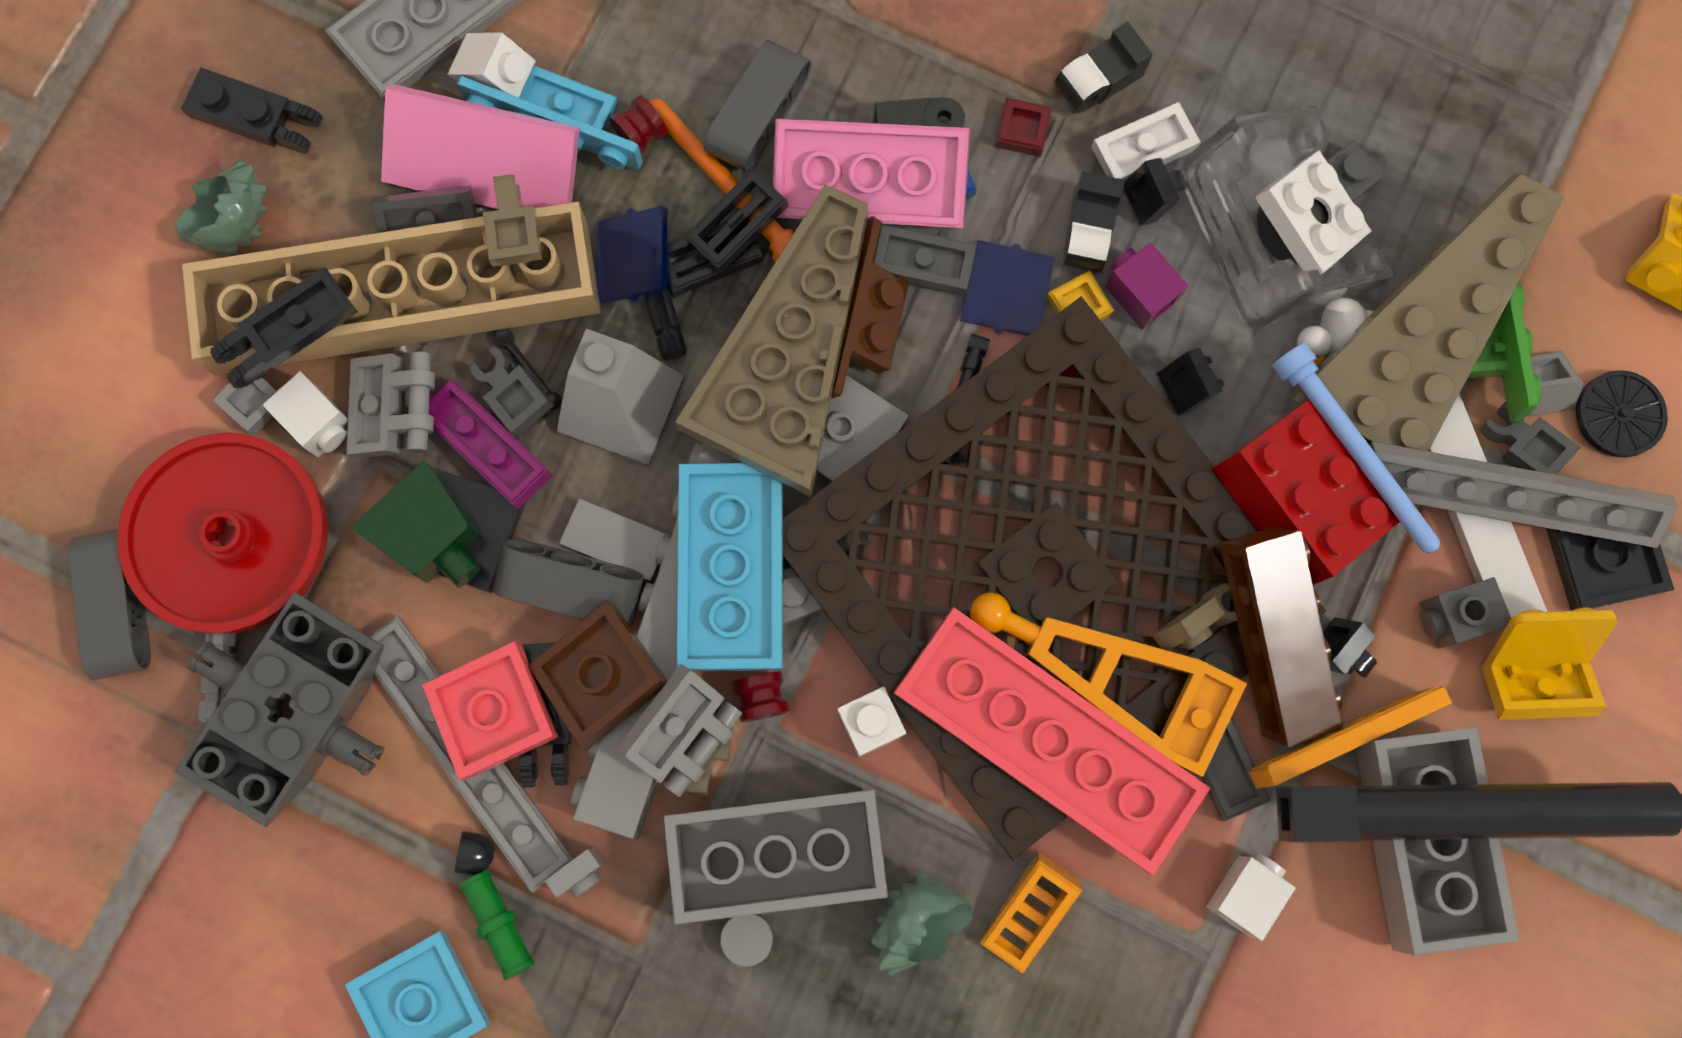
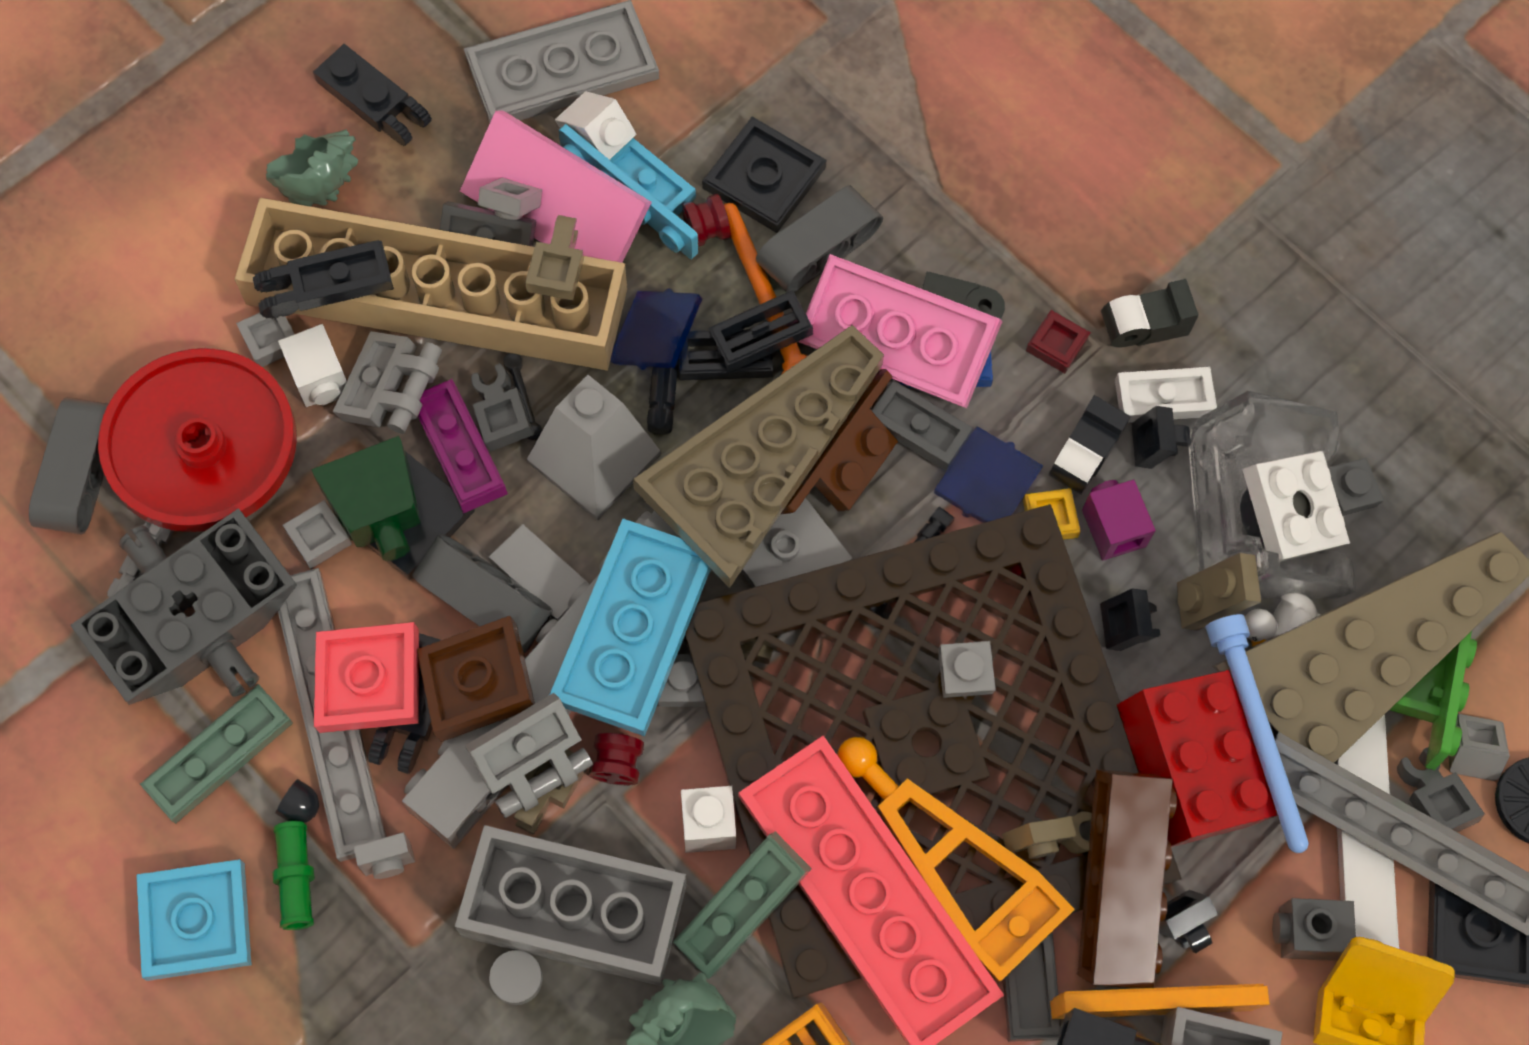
camera: 20 degrees right, 10 degrees down
(372, 835) = (216, 754): none -> sand green tile
(381, 583) = (317, 534): none -> light grey plate
(435, 173) = (509, 198): none -> light grey plate
(676, 56) = (764, 174): none -> black tile
(936, 794) = (742, 905): none -> sand green tile
(1062, 489) = (966, 669): none -> light grey plate
(1269, 324) = (1218, 591): none -> dark tan plate

